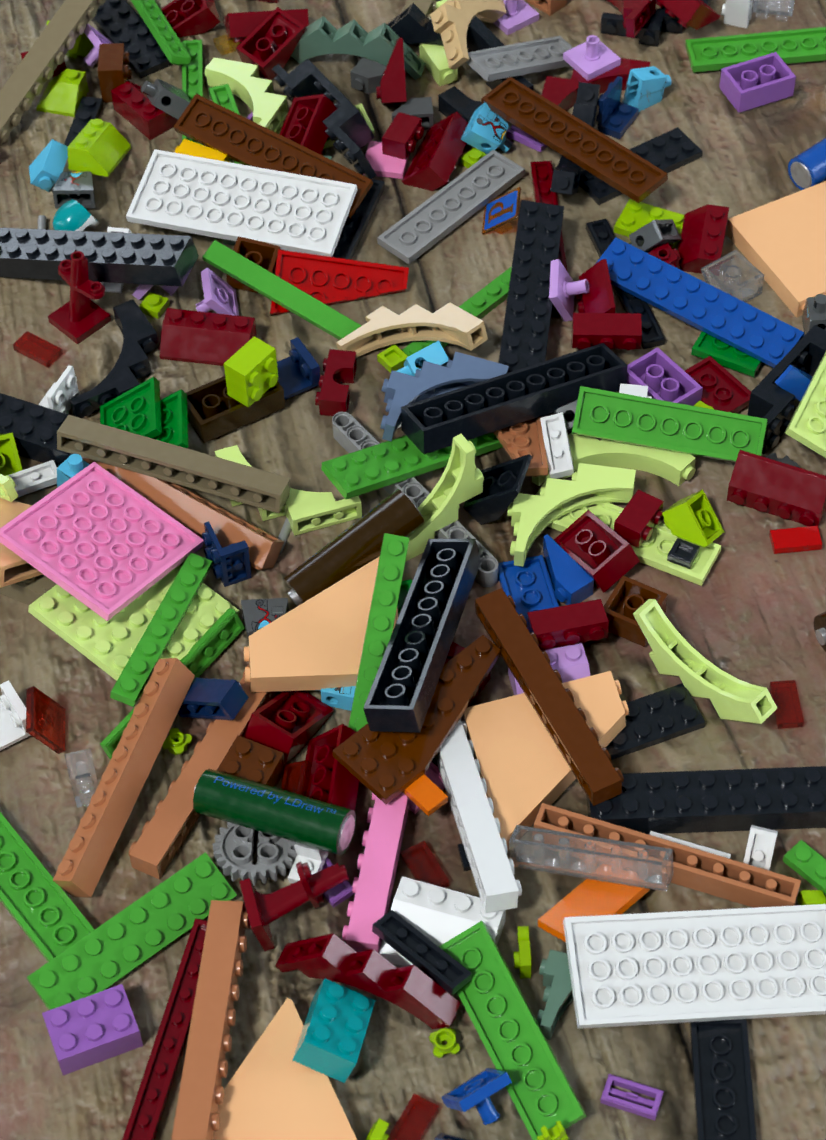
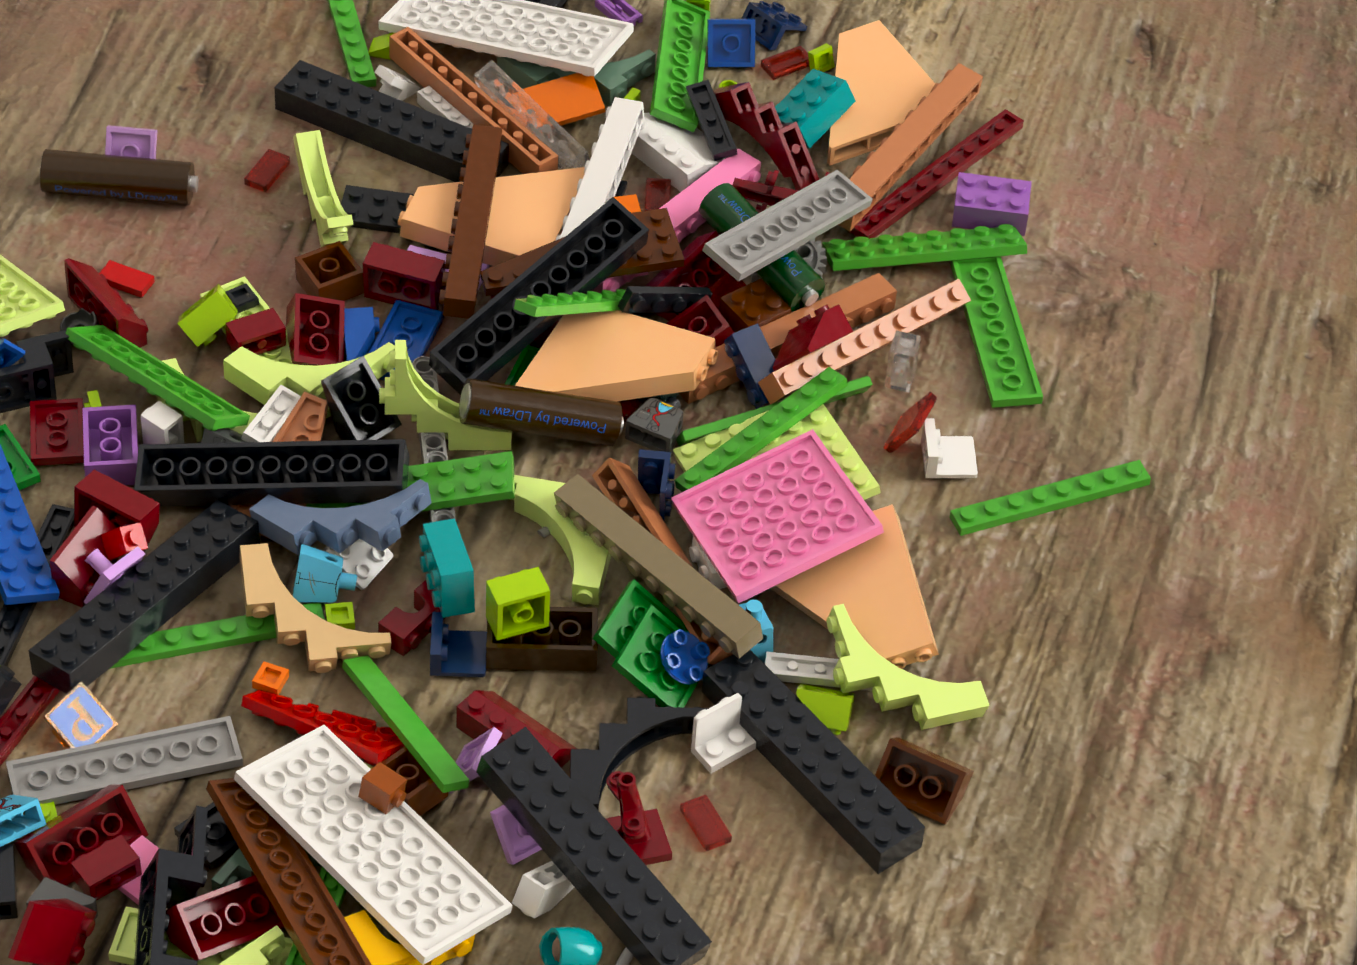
camera: 155 degrees left, 5 degrees down
(118, 417) = (684, 656): none -> blue dish
(167, 724) = (813, 334): none -> dark red slope
(250, 814) = (787, 225): none -> light grey plate
(254, 222) = (383, 788): none -> dark orange brick
(321, 719) = (661, 299): none -> black plate
(323, 378) = (447, 568): none -> teal brick
(404, 297) = (270, 678): none -> orange plate
(572, 304) = (123, 540): none -> red brick

